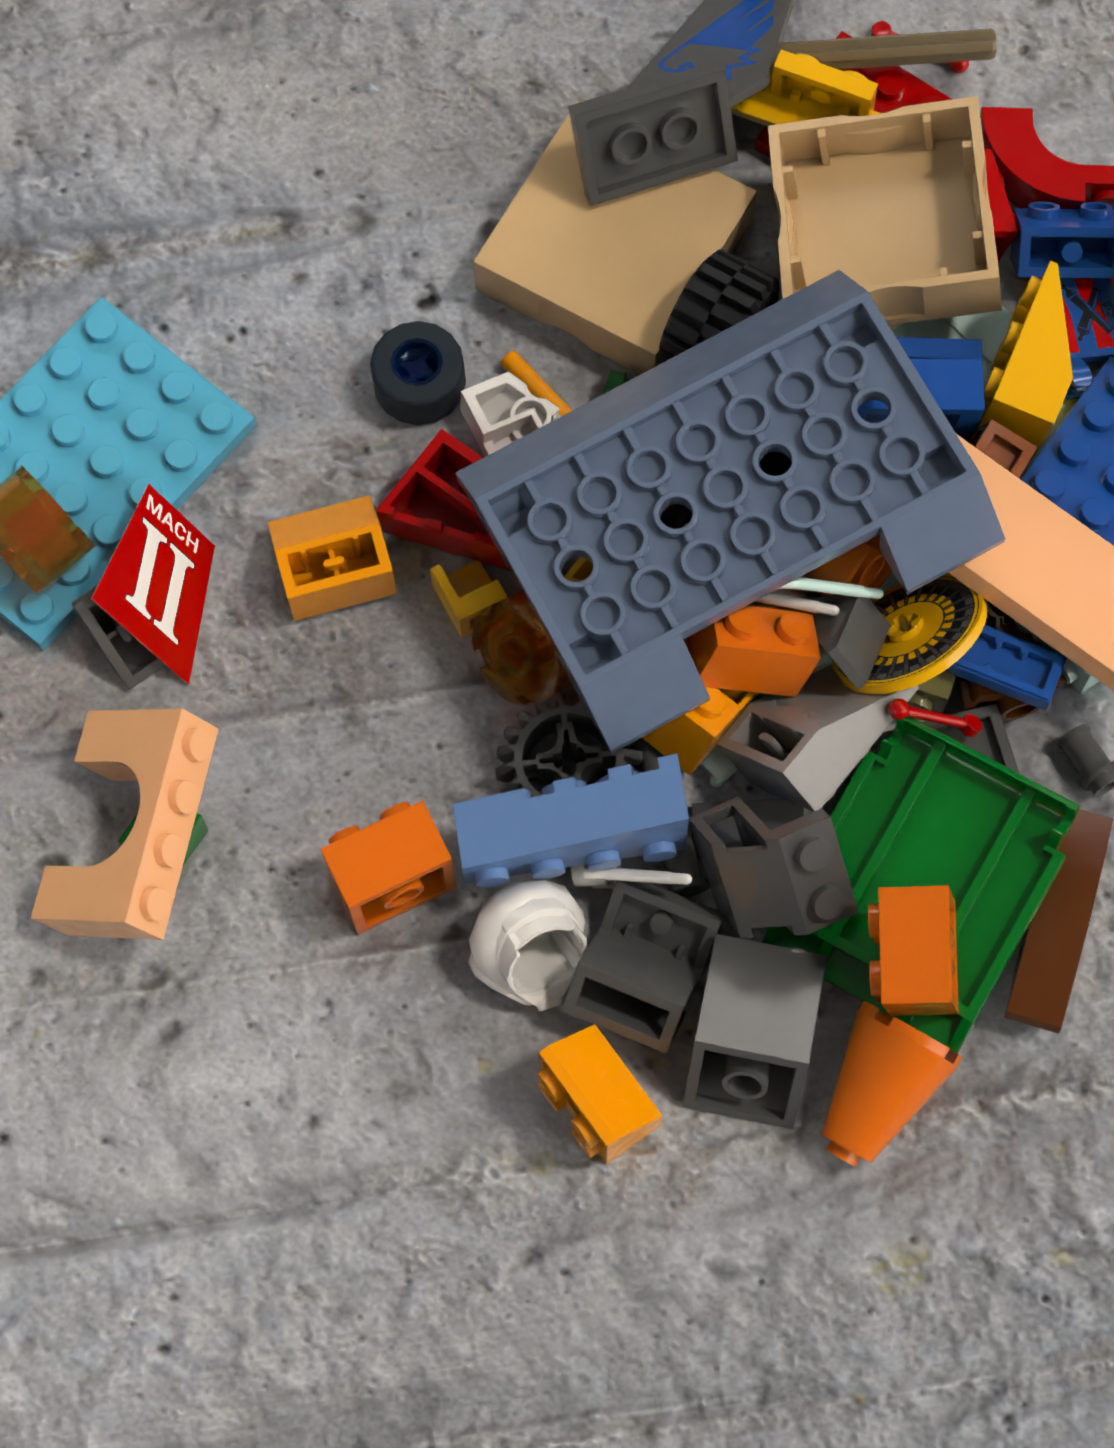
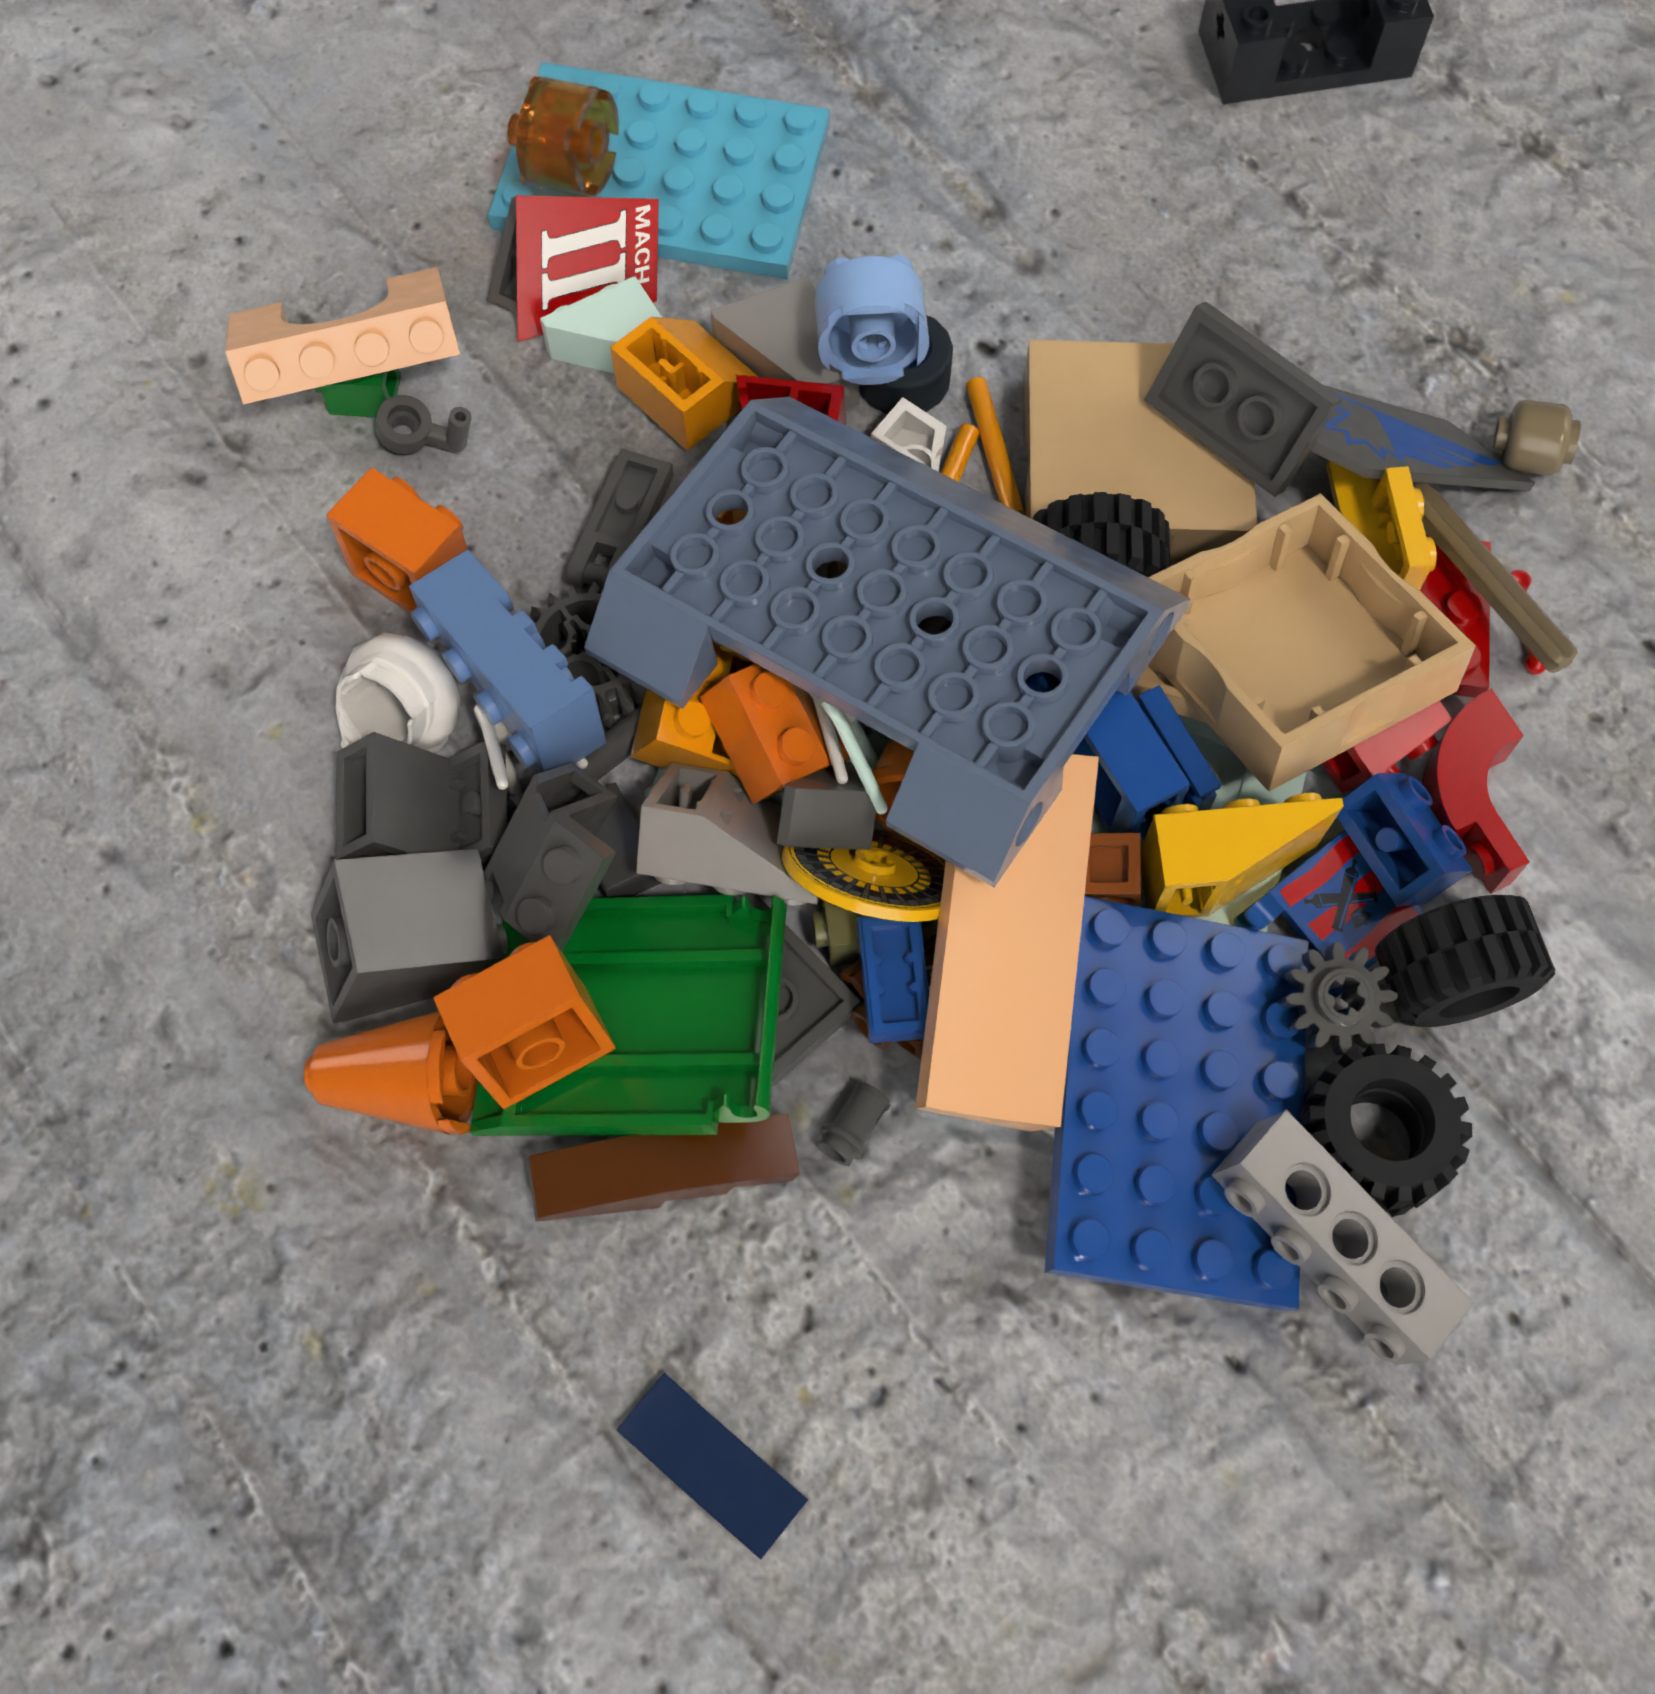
camera: 60 degrees right, 5 degrees down
(239, 594) = (590, 326): none -> light aqua slope
(248, 805) = (414, 414): none -> dark grey plate
(349, 453) = (778, 336): none -> light grey slope
(400, 370) = (871, 318): none -> light blue brick
(444, 681) = (620, 514): none -> dark grey plate
(537, 347) = (994, 444): none -> light orange bar
(598, 1093) = (267, 819): light orange slope -> none
(969, 724) = (817, 982): red hinge -> none

